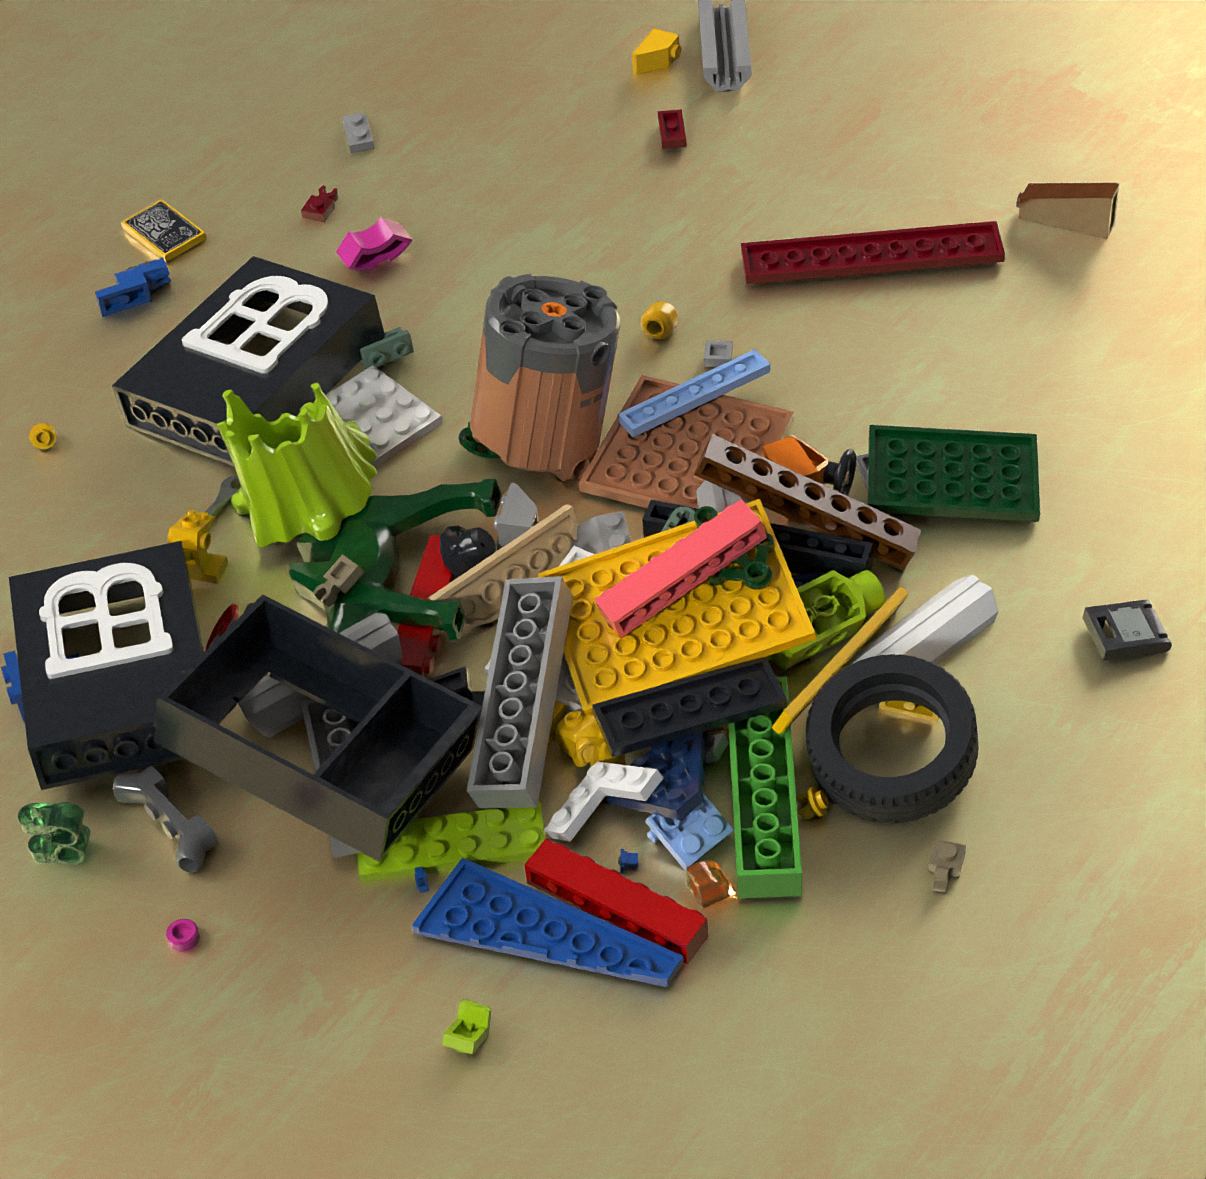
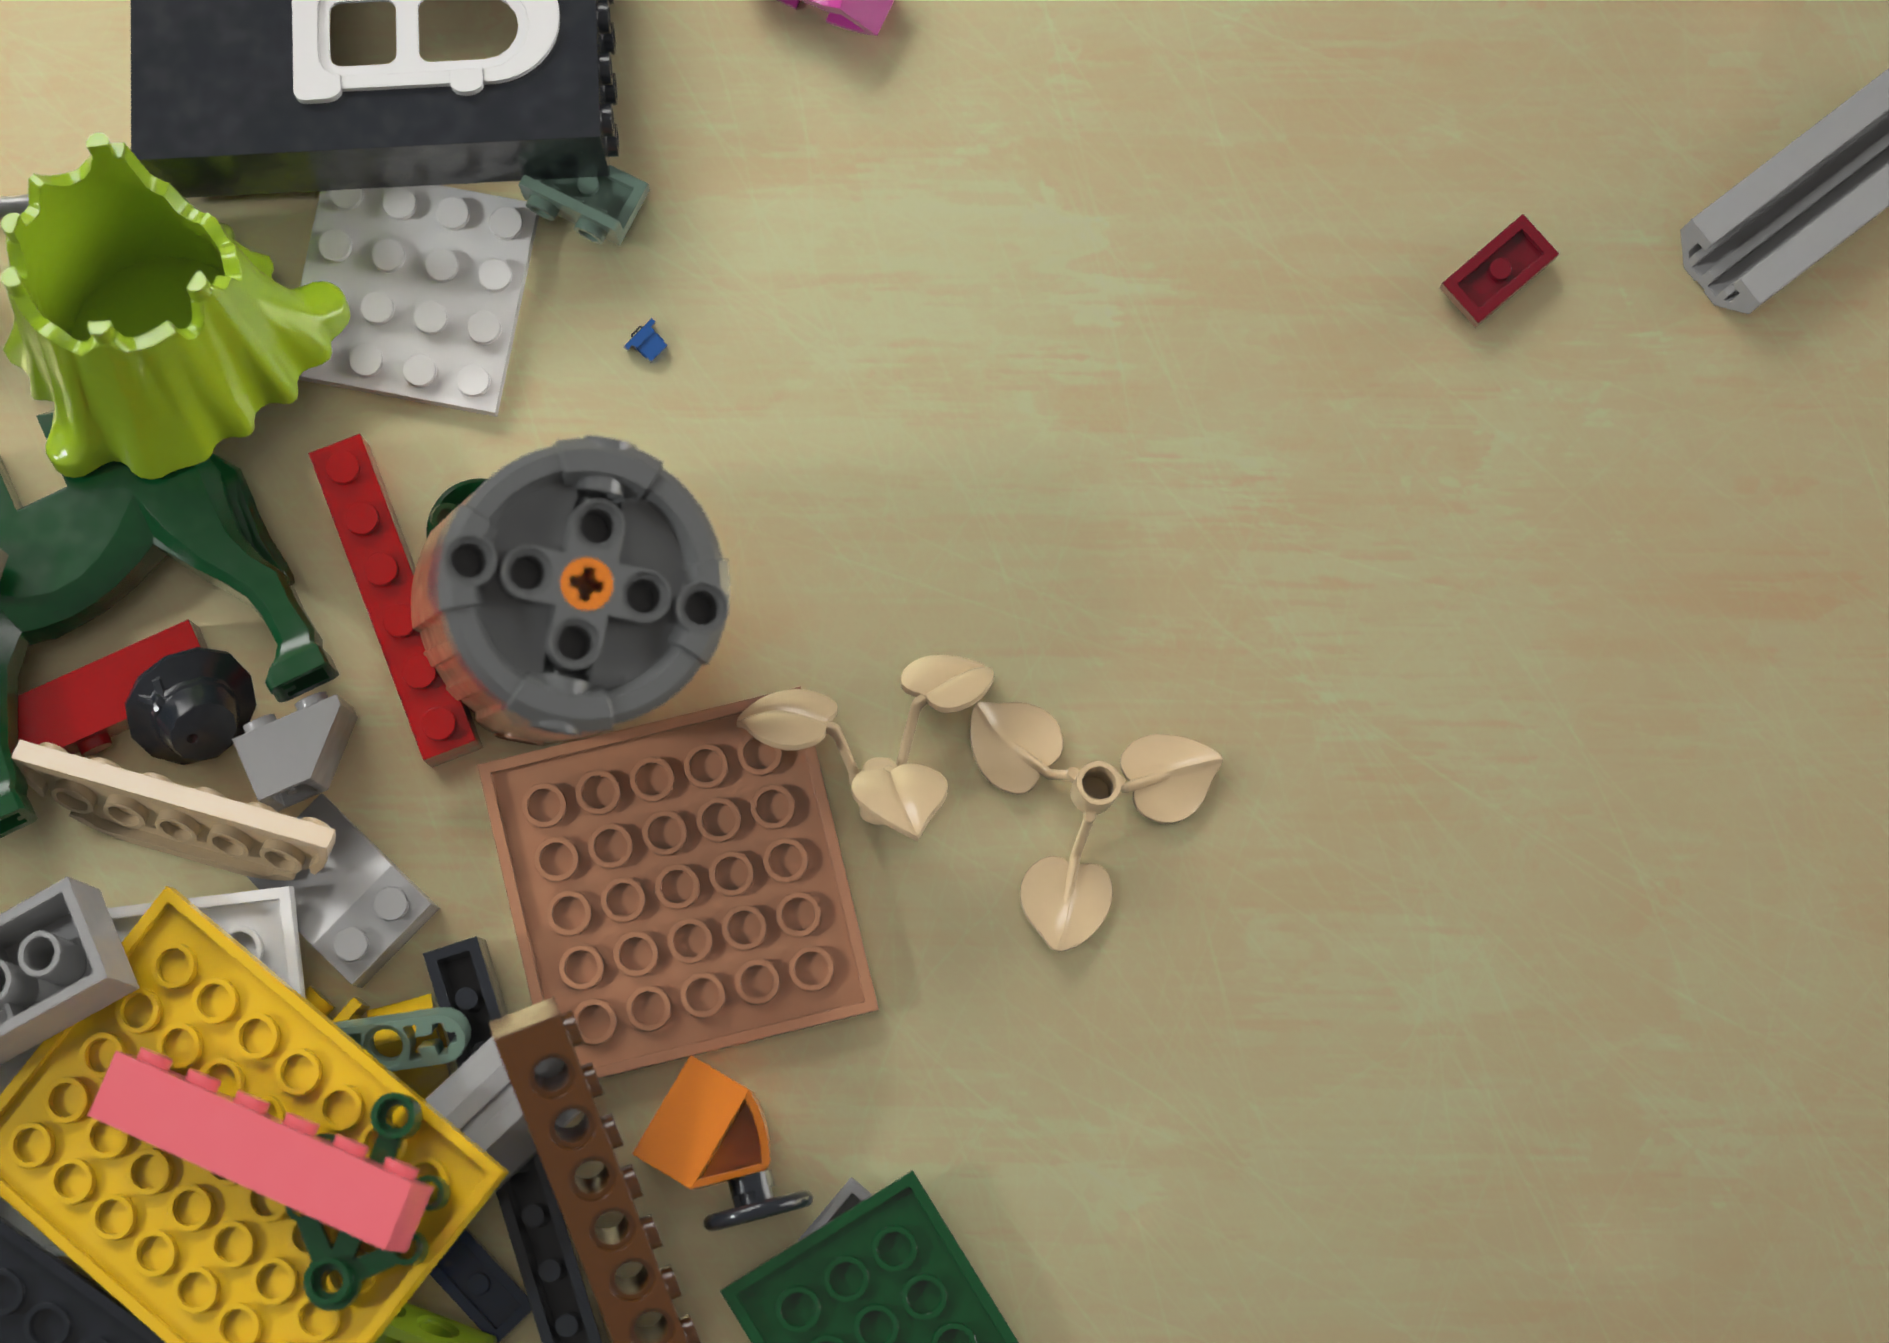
camera: 50 degrees right, 35 degrees up
(432, 466) = (385, 581): none -> red brick
(459, 363) = (646, 341): none -> blue piece
(656, 52) = (1703, 83): yellow slope -> none
(659, 320) = (959, 619): yellow head -> none
(693, 393) = (794, 820): light blue plate -> none
(701, 363) = (886, 791): none -> tan plant
(717, 353) = (957, 769): light grey plate -> none
(767, 297) = (1163, 770): none -> tan plant
(872, 252) = (1392, 872): dark red plate -> none
(1071, 206) = (1740, 1160): slope -> none

